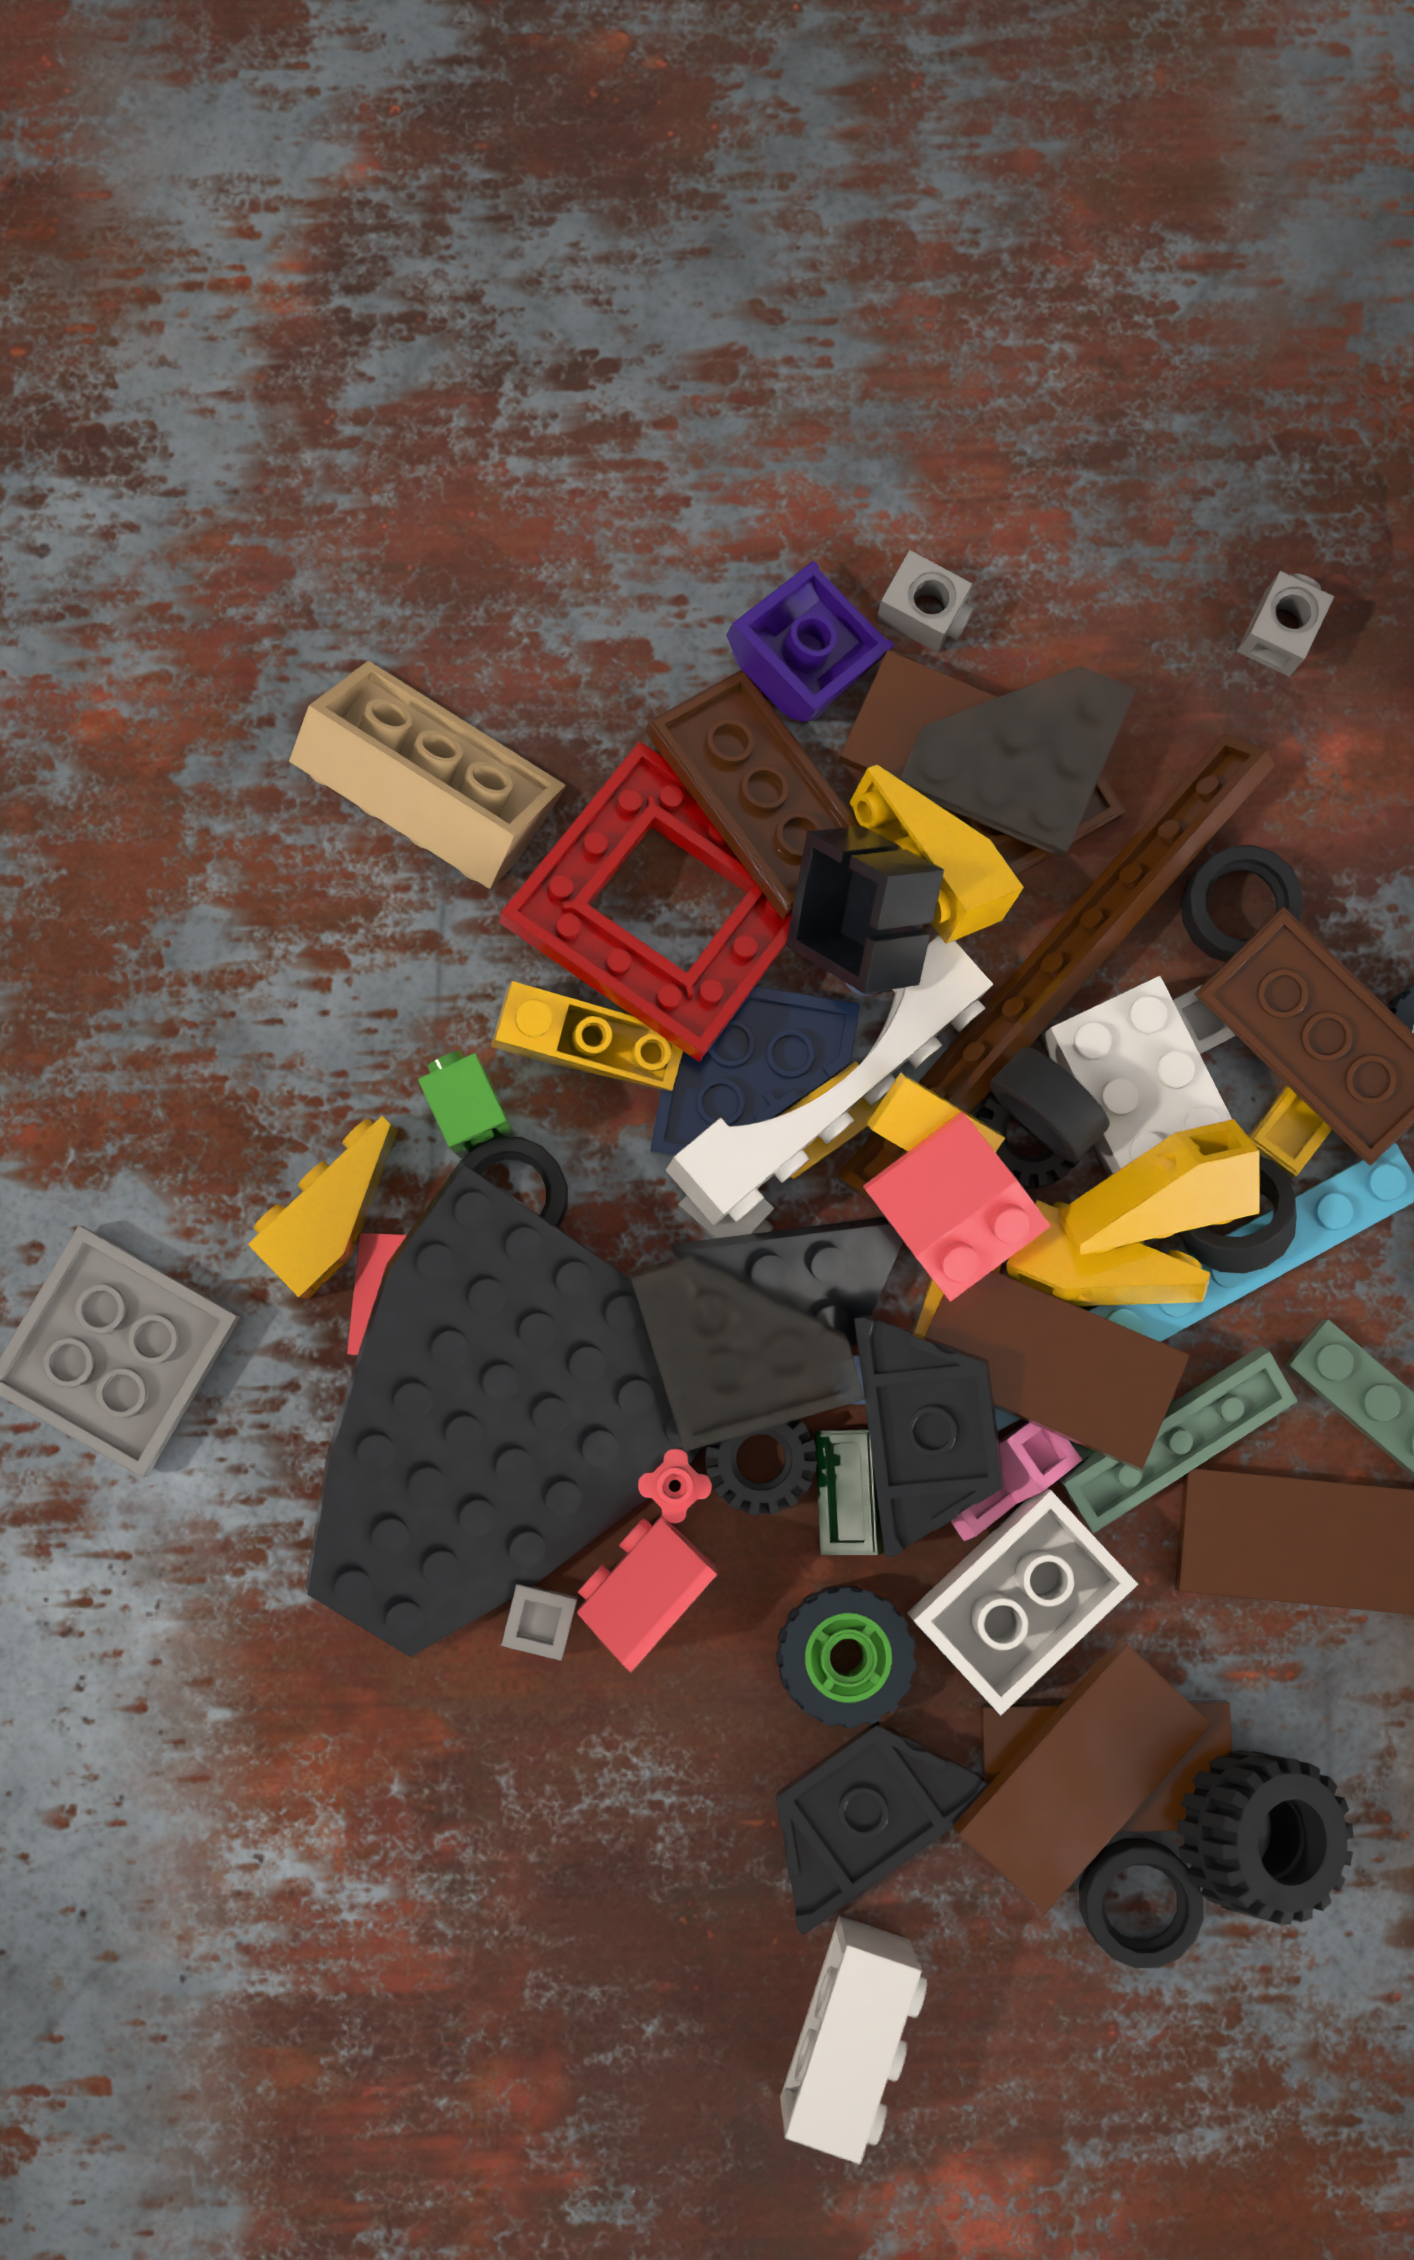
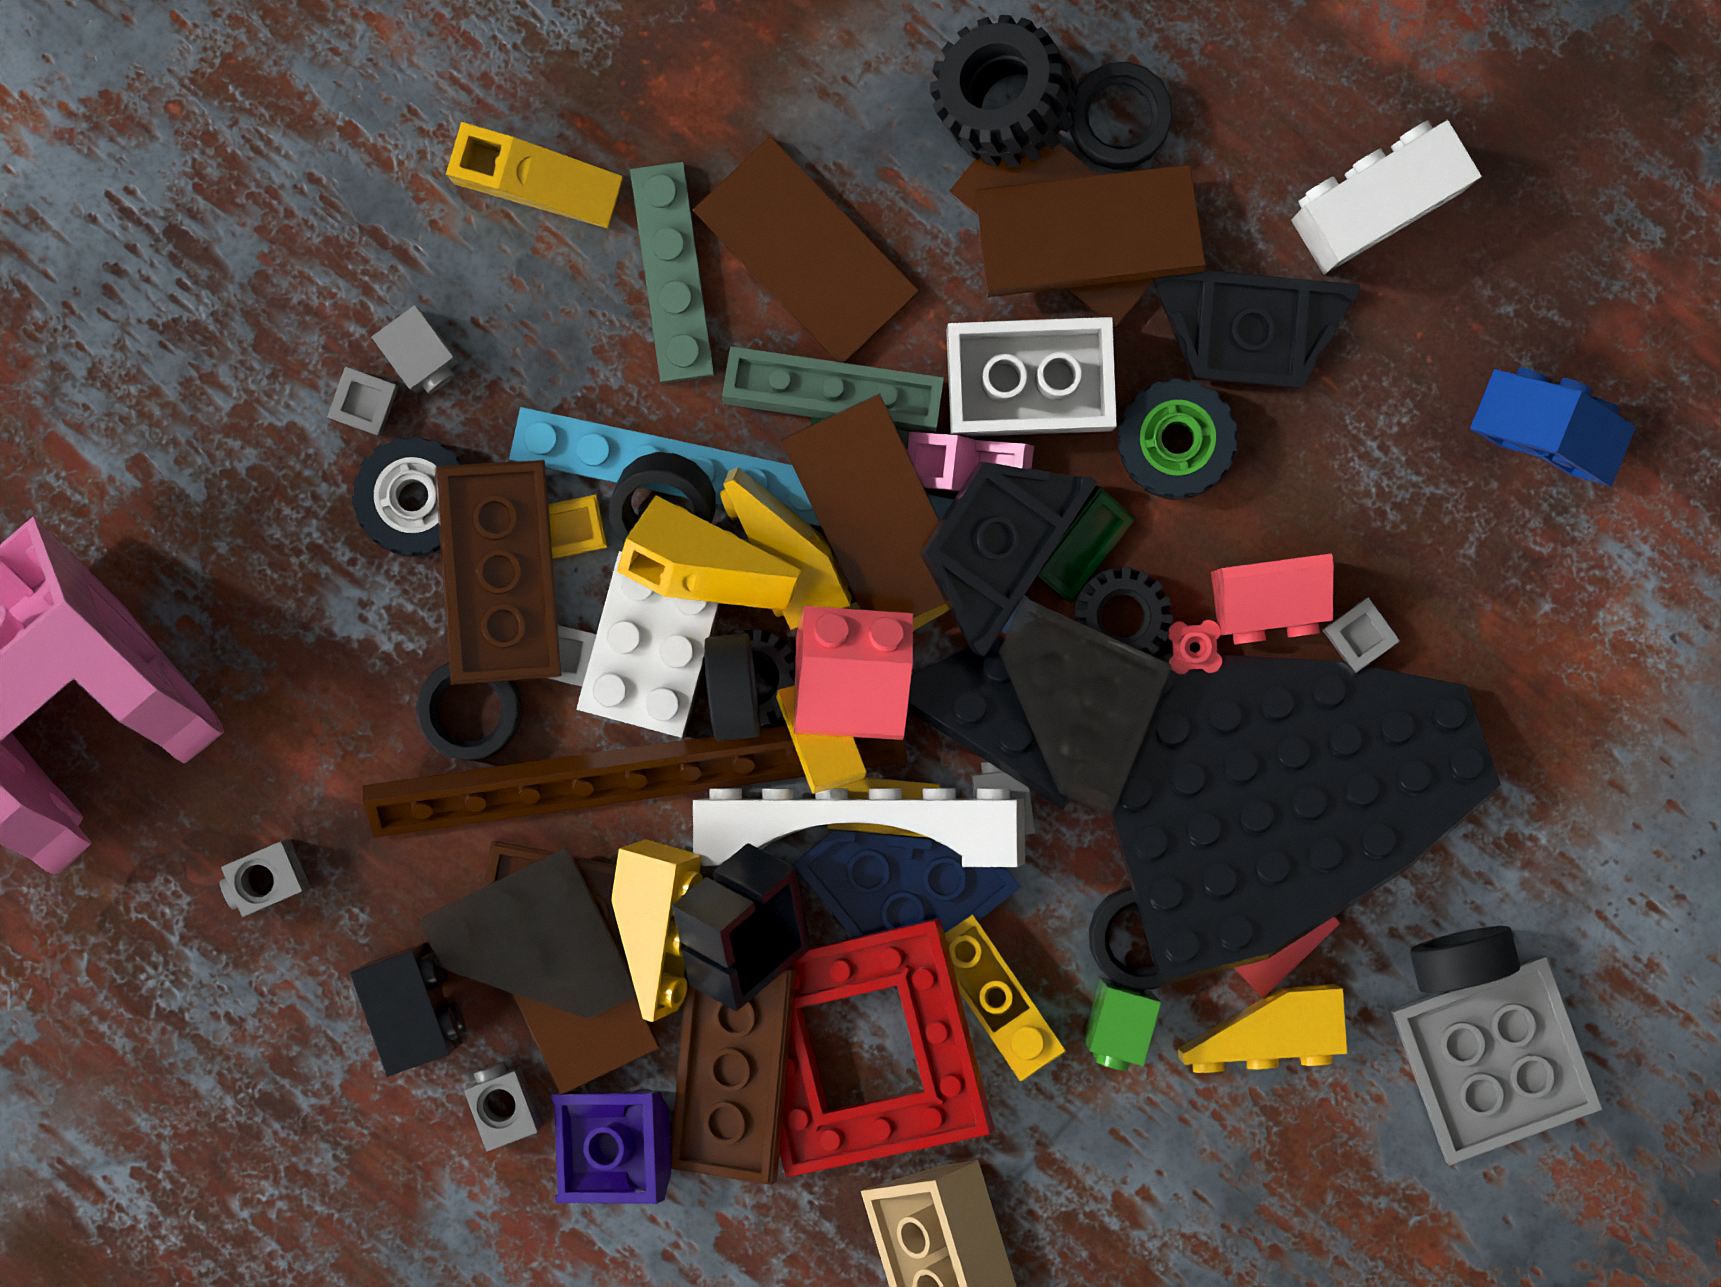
camera: 135 degrees left, 5 degrees up
(211, 1414) = (1465, 959): none -> black tyre
(525, 1962) = (1554, 423): none -> blue brick
(1078, 608) = (408, 1008): none -> black piece

